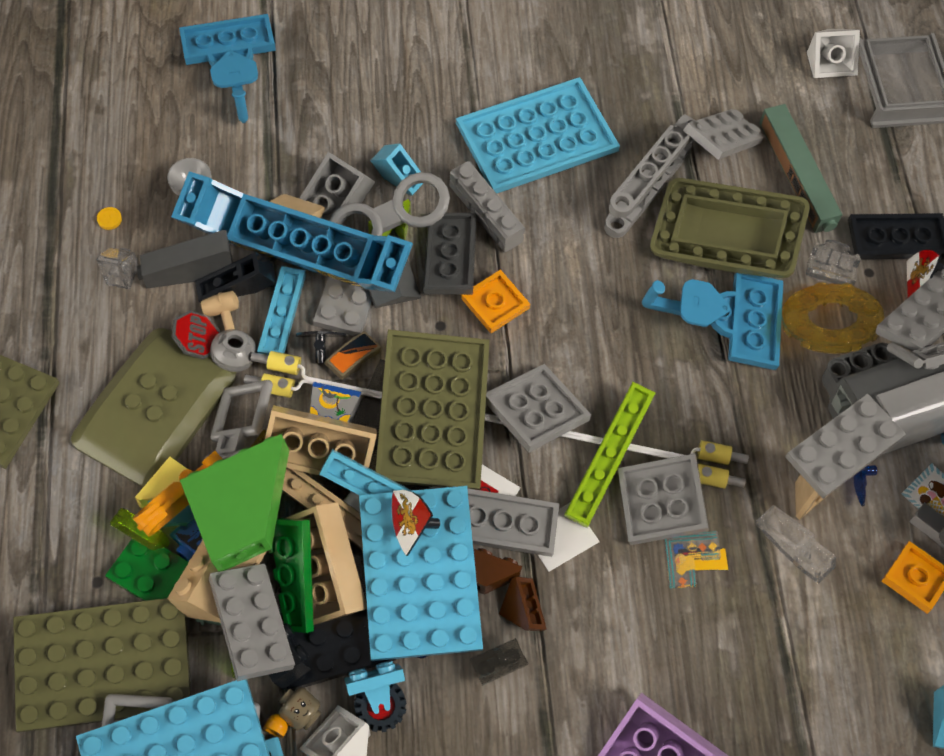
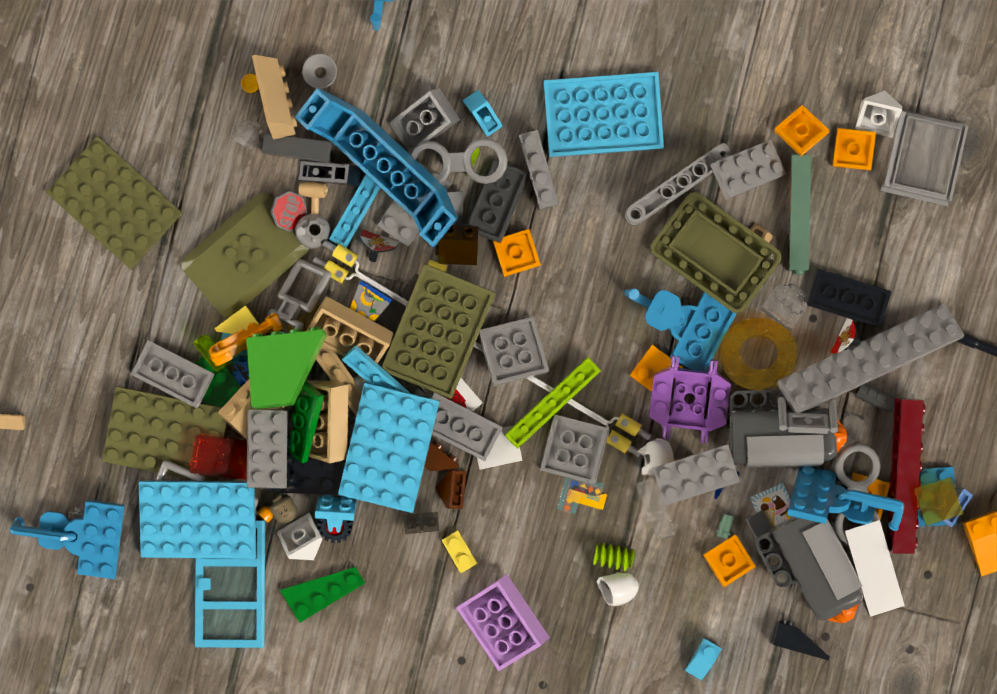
camera: 25 degrees right, 25 degrees up
(92, 575) = (172, 374): none -> light grey plate
(141, 210) = (274, 96): none -> tan slope
(186, 663) = (219, 457): none -> clear red plate
(299, 205) = (393, 125): tan slope -> none
(352, 354) = (397, 263): slope -> none
(410, 518) = (391, 416): shield -> none
(421, 304) = (458, 246): none -> dark brown brick
(564, 687) = (459, 551): none -> light yellow plate
(718, 382) = (651, 363): none -> light orange plate
(748, 388) = (689, 414): none -> medium lavender piece
(761, 87) = (801, 130): none -> light orange plate
(771, 477) = (656, 454): none -> white piece
(772, 618) = (613, 556): none -> lime piece
(805, 658) = (621, 588): none -> white piece
(825, 93) = (854, 149): none -> light orange plate
(891, 536) = (724, 527): none -> sand green pin

